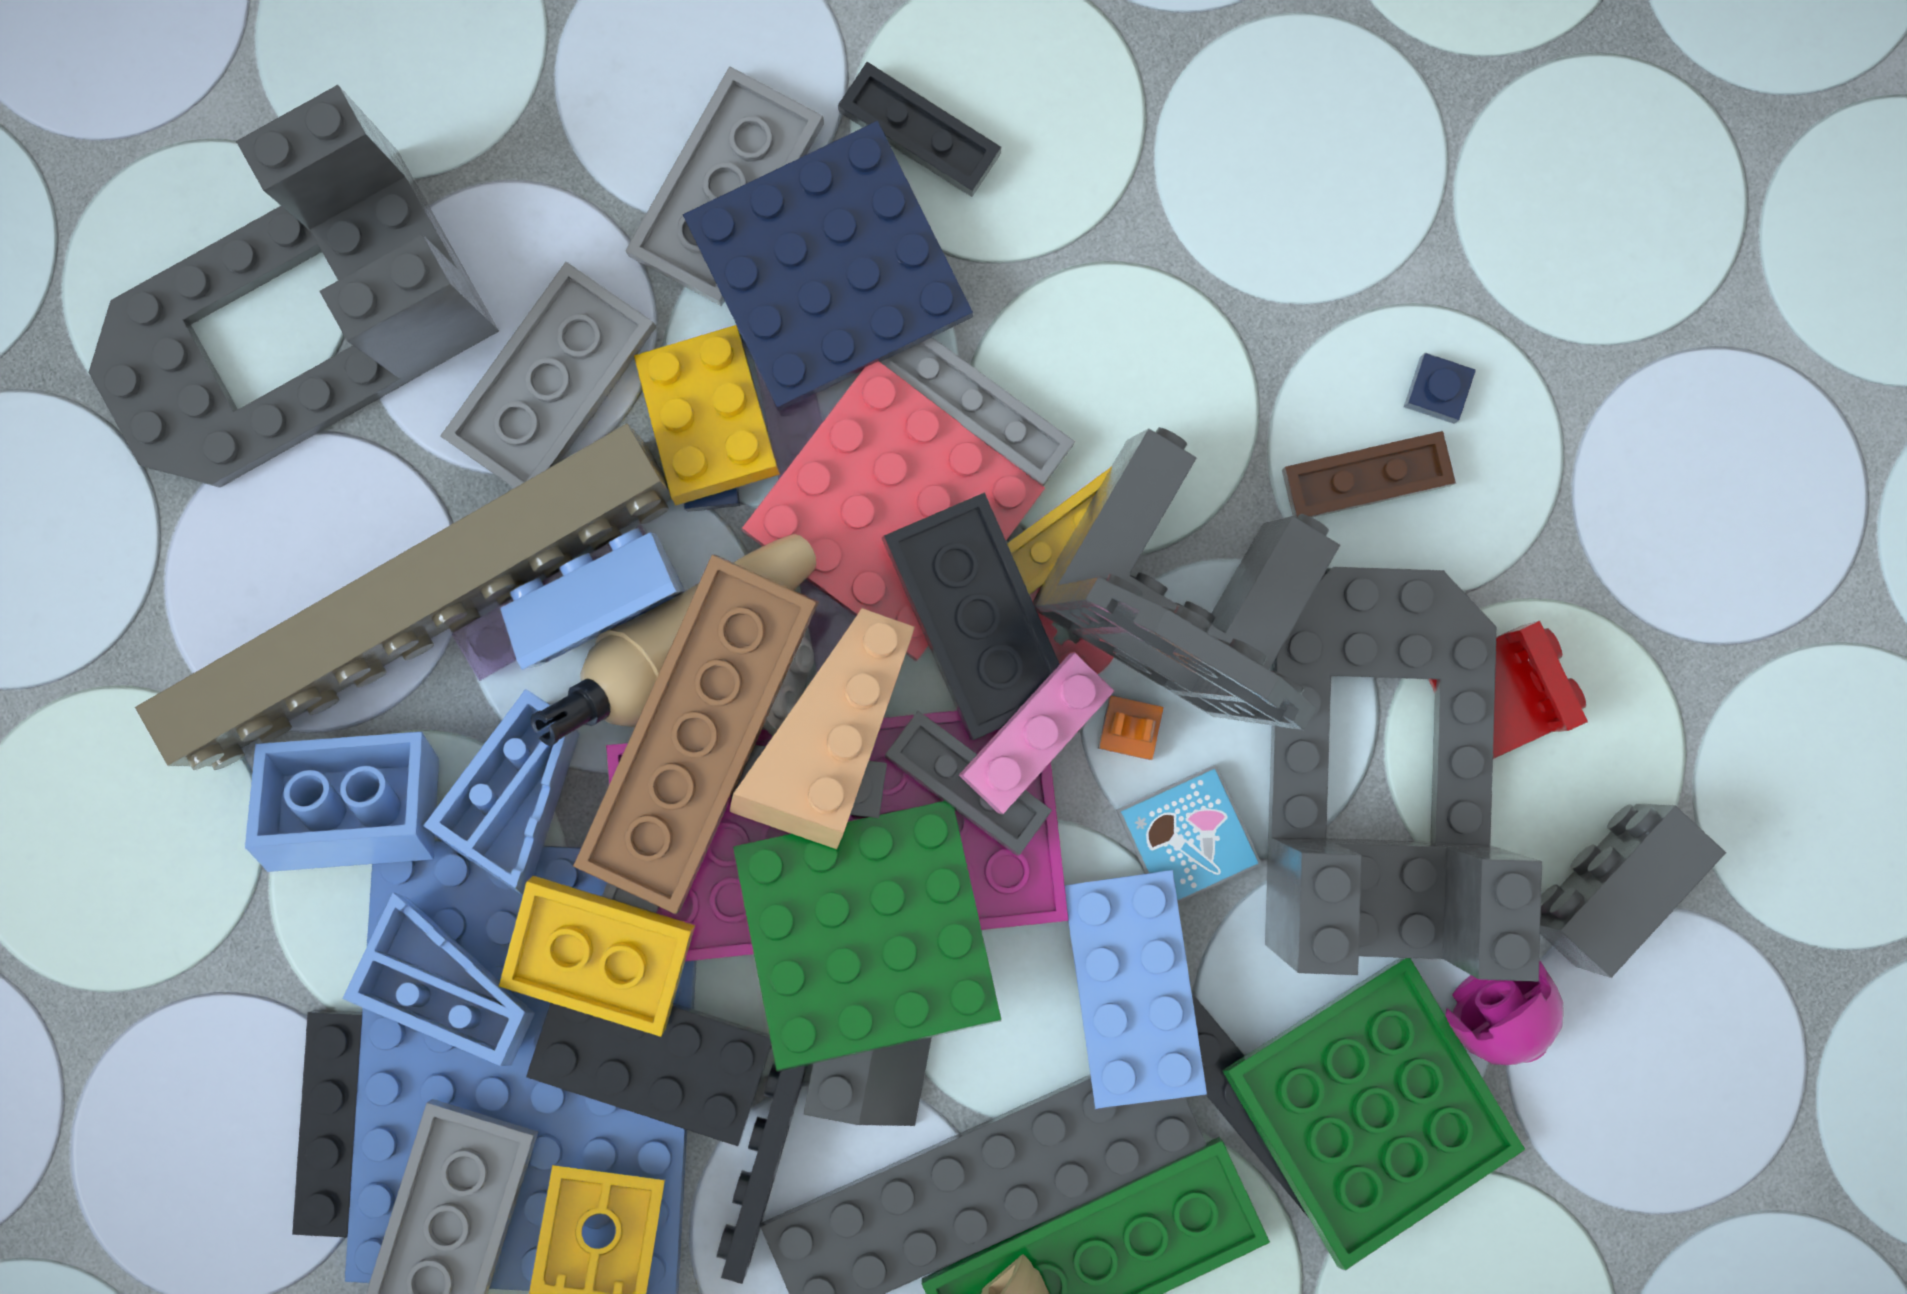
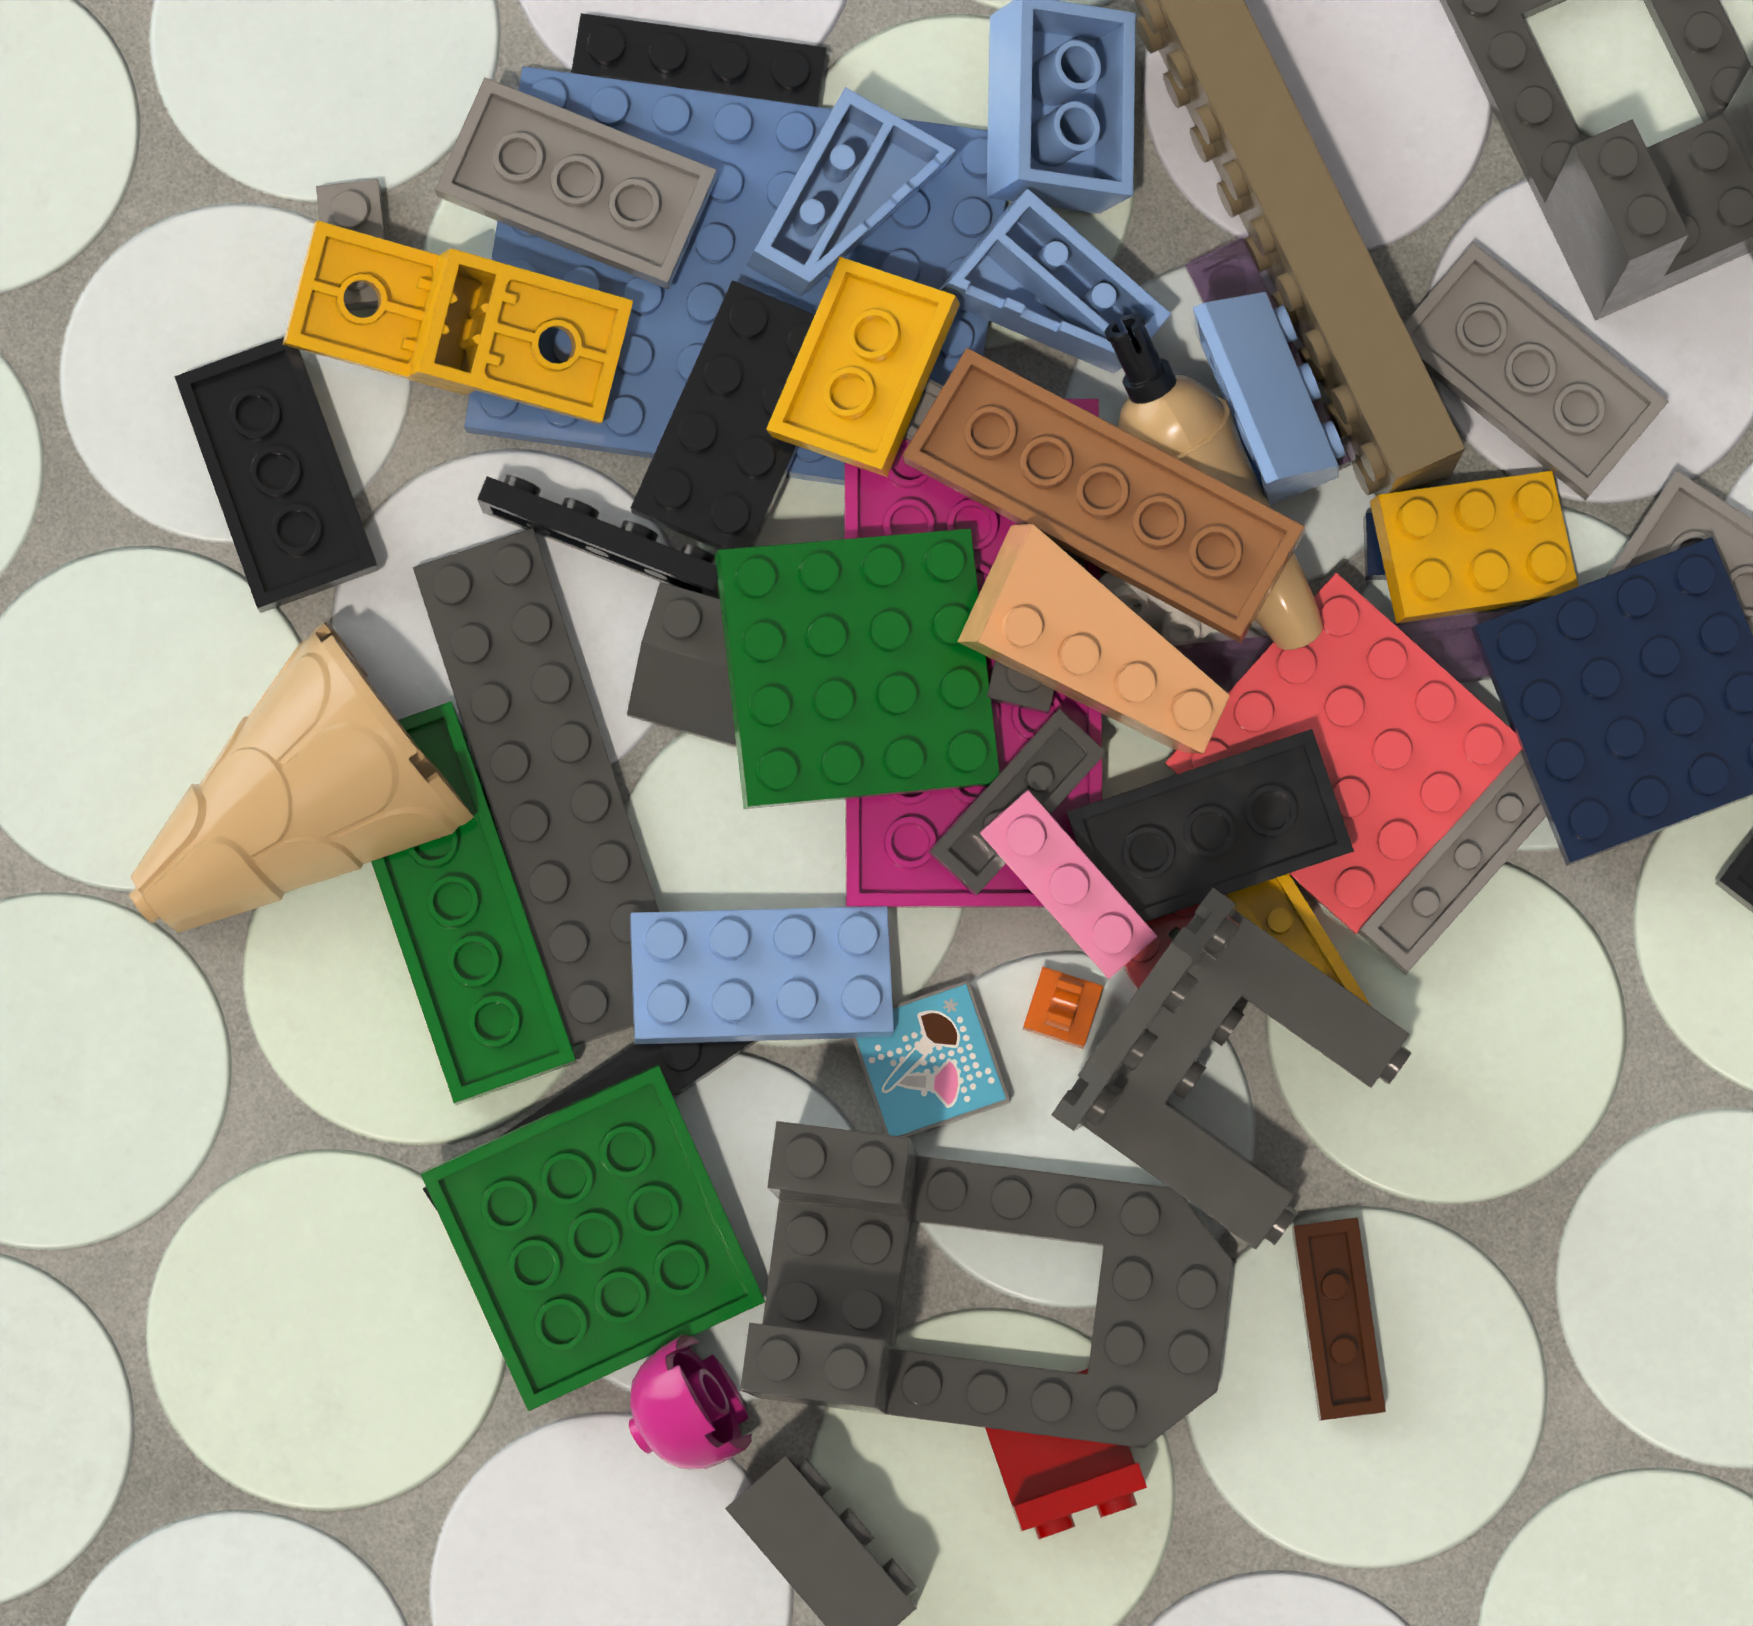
camera: 95 degrees right, 5 degrees down
(1439, 388) = (1439, 1421): dark blue plate -> none

